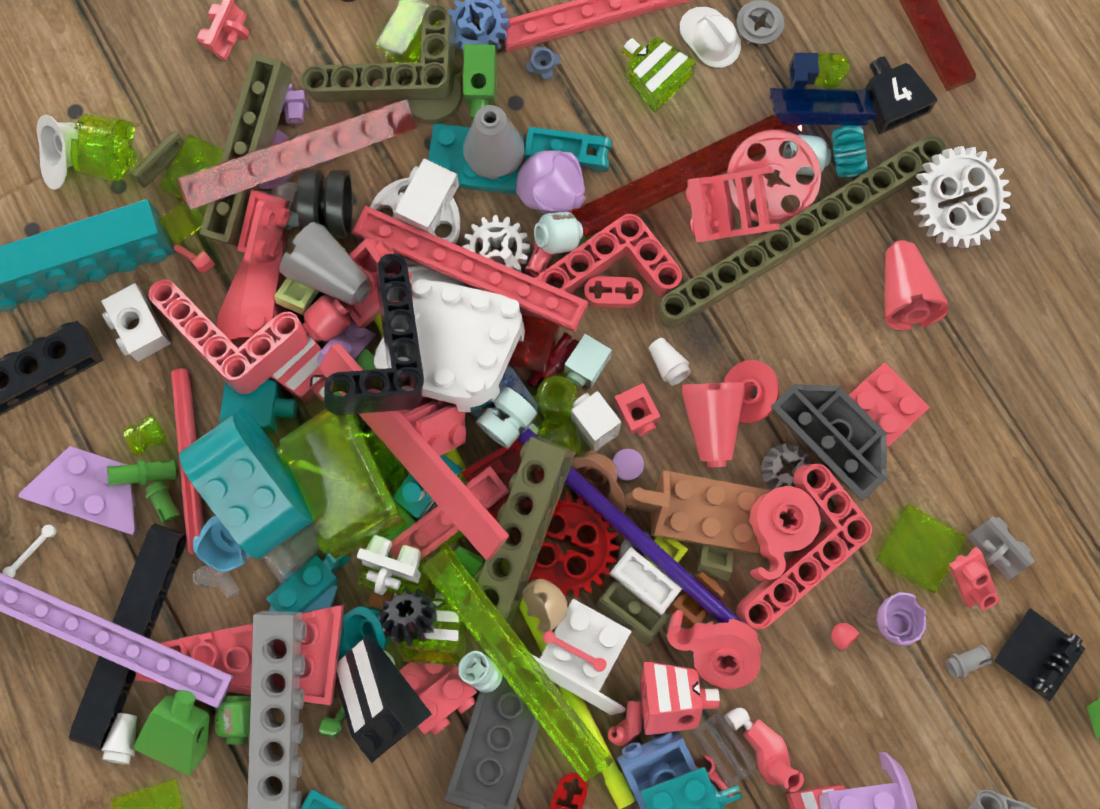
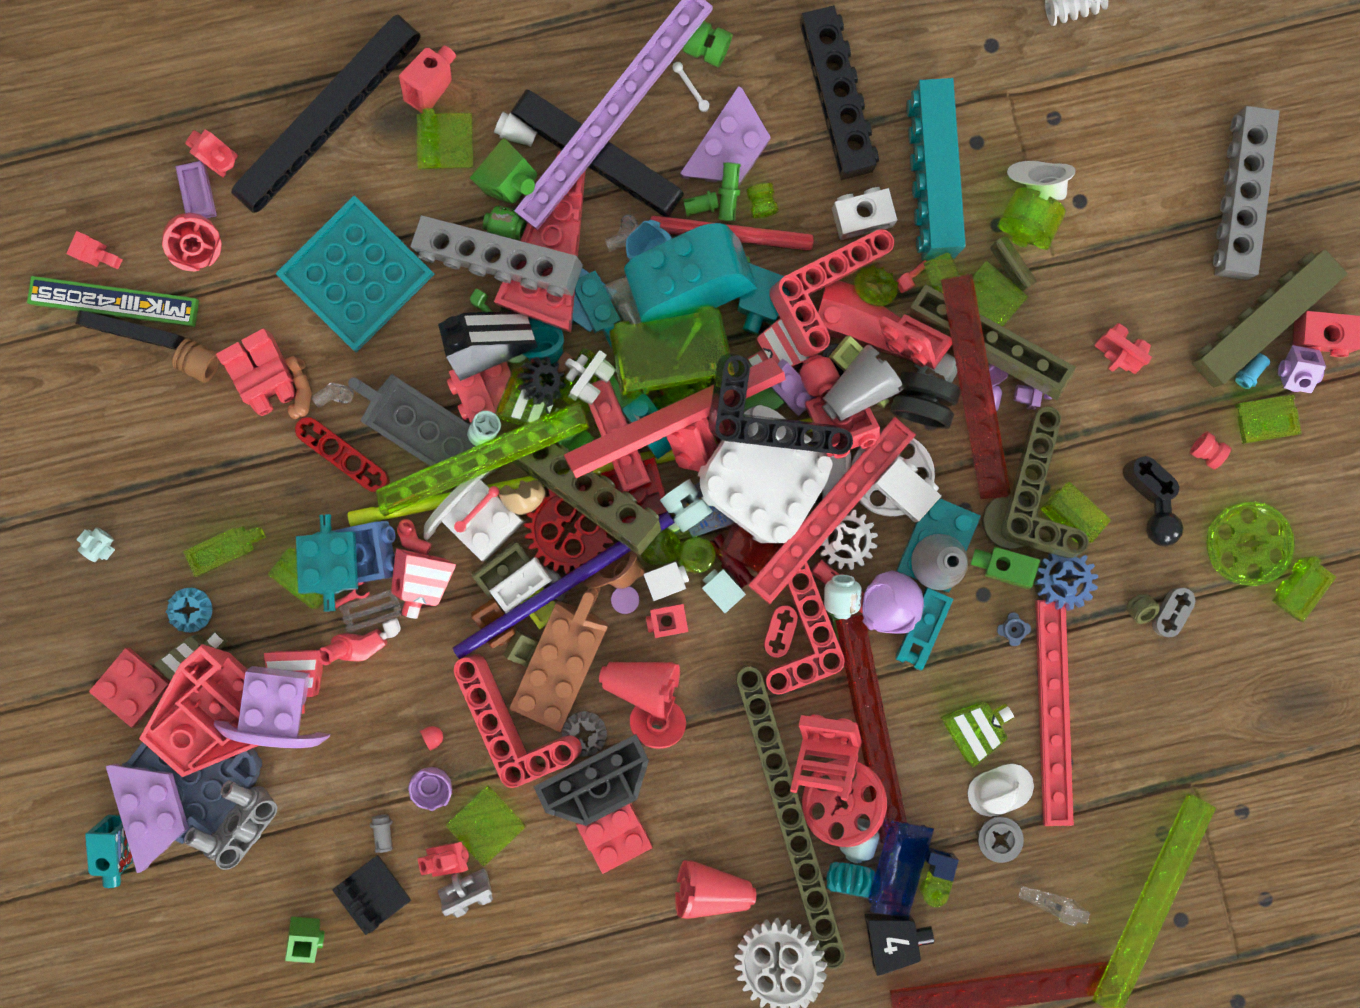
camera: 100 degrees right, 10 degrees up
(221, 292) = (871, 293): none -> clear neon green gear
(669, 362) = (703, 661): white cone -> none
(723, 652) = (443, 629): coral piece -> none
(773, 536) = (522, 703): coral piece -> none

